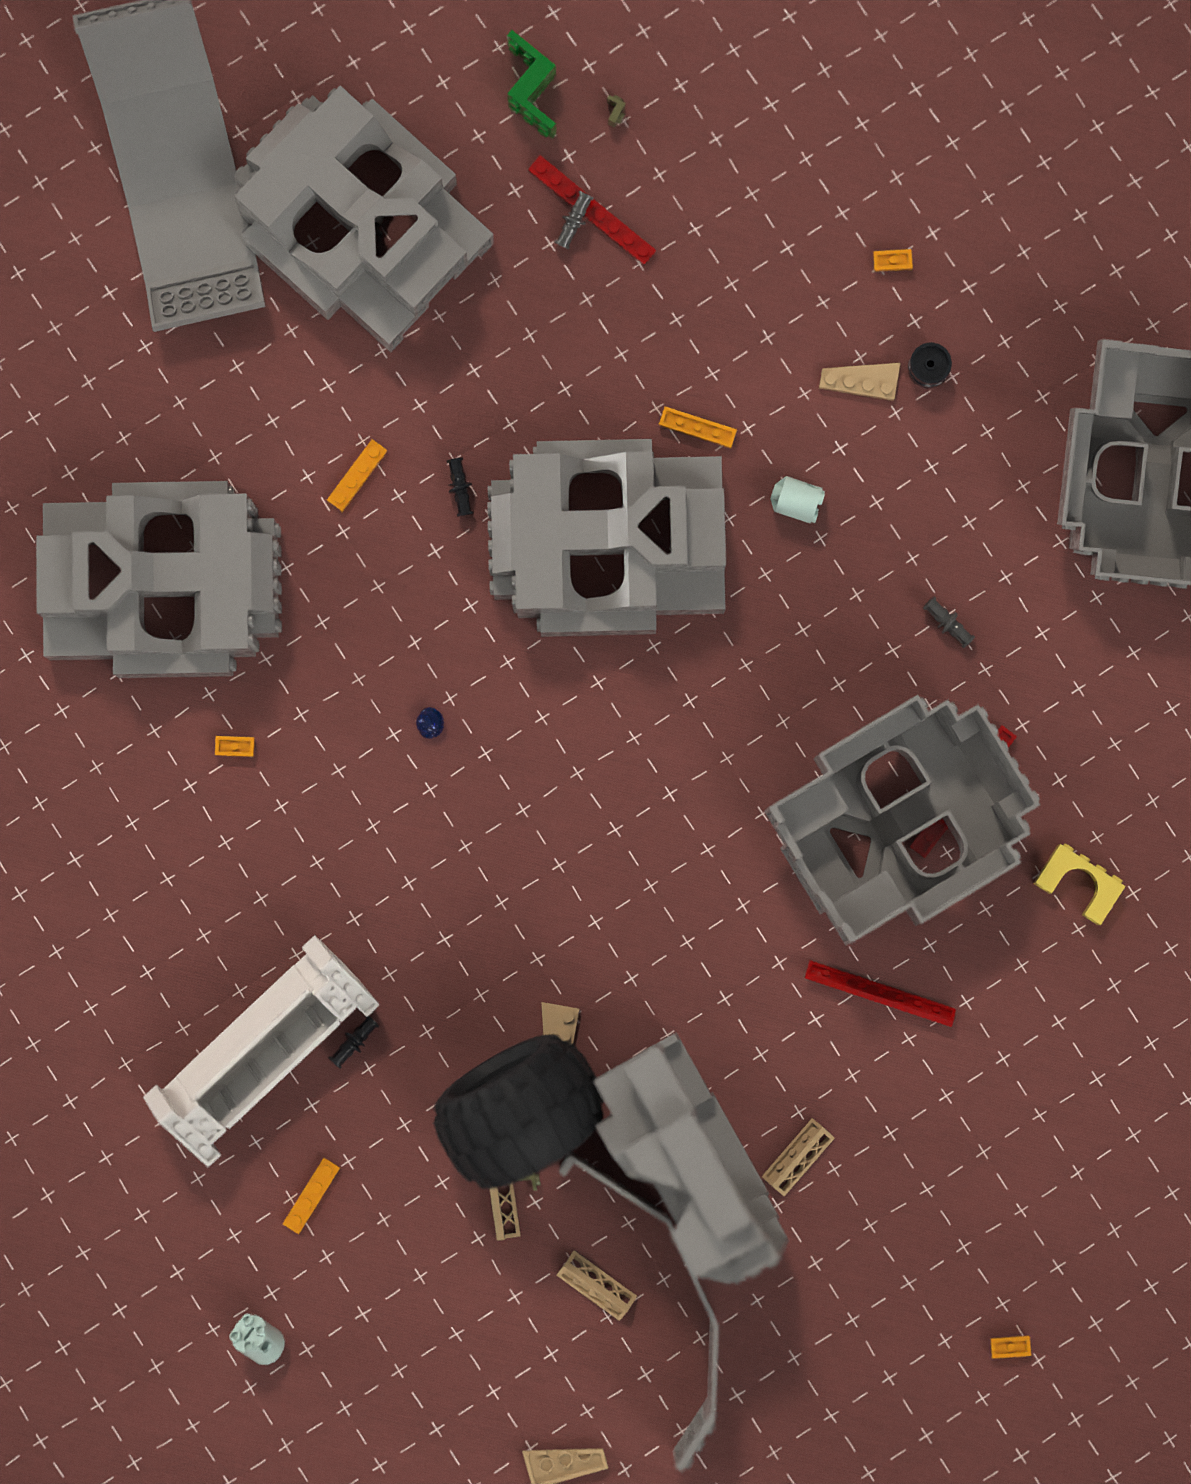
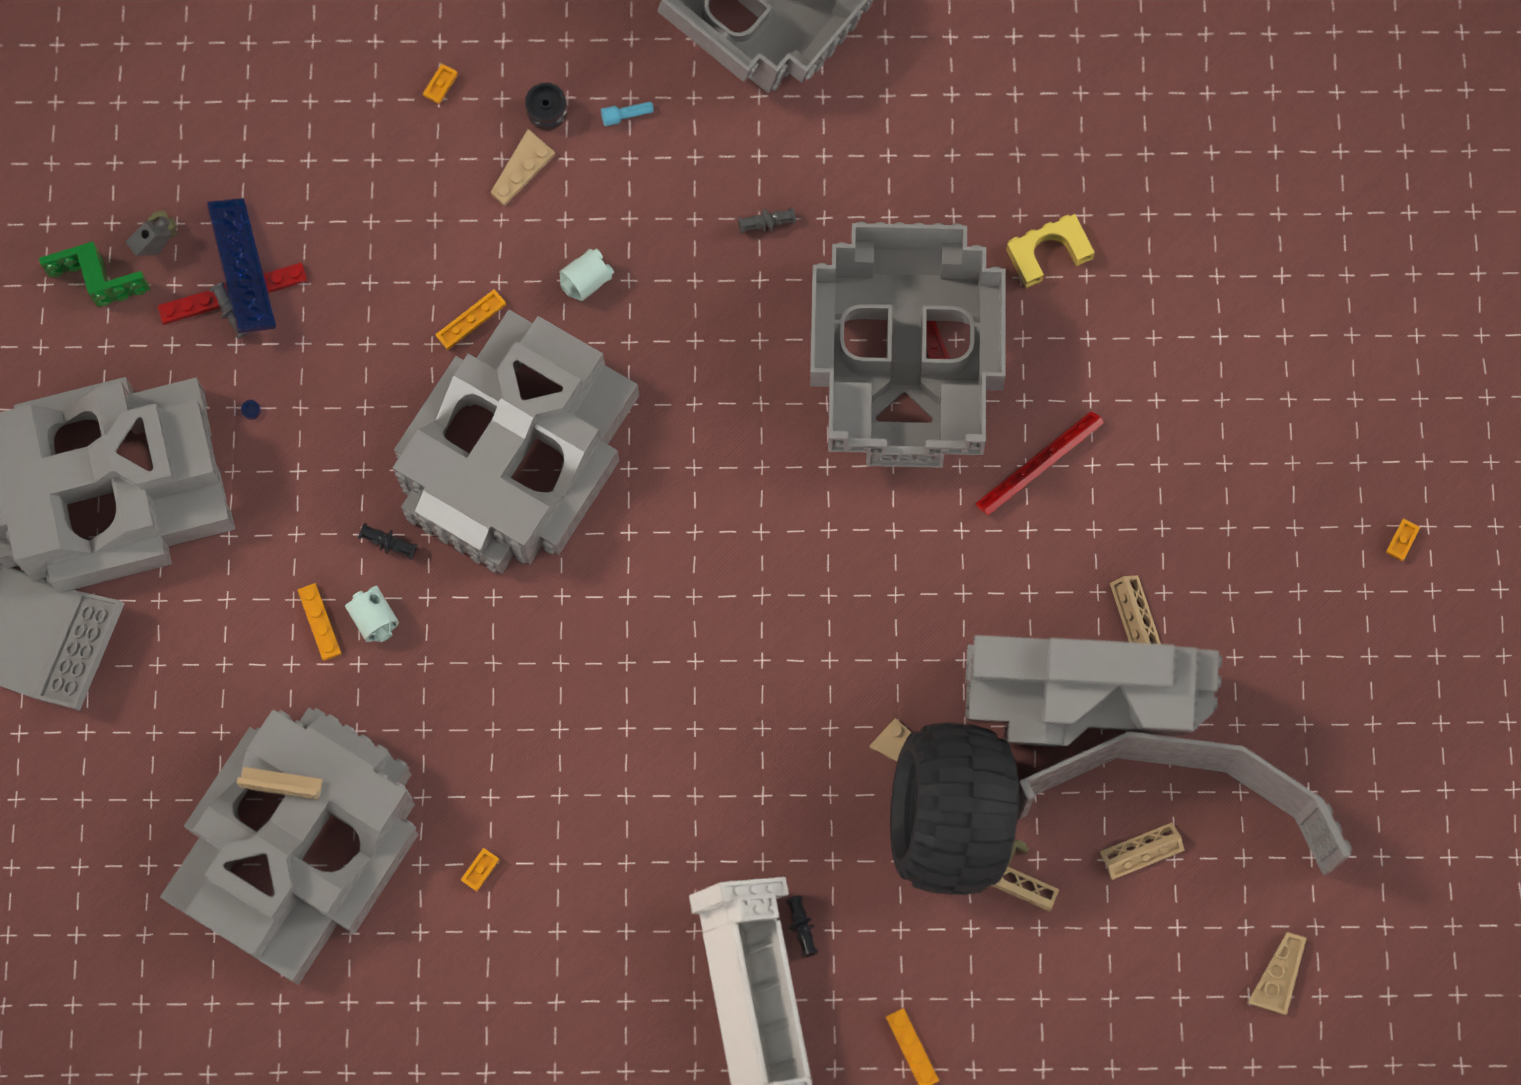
camera: 55 degrees left, 10 degrees down
(188, 542) = (280, 783): none -> tan fence
(387, 517) = (372, 615): none -> light aqua cylinder
(430, 723) = (570, 691): clear blue hair -> none
(501, 295) = (250, 409): none -> clear blue tile
(599, 111) = (150, 237): none -> dark grey torso
(618, 202) = (241, 265): none -> clear blue plate
(960, 428) = (613, 114): none -> medium azure piece

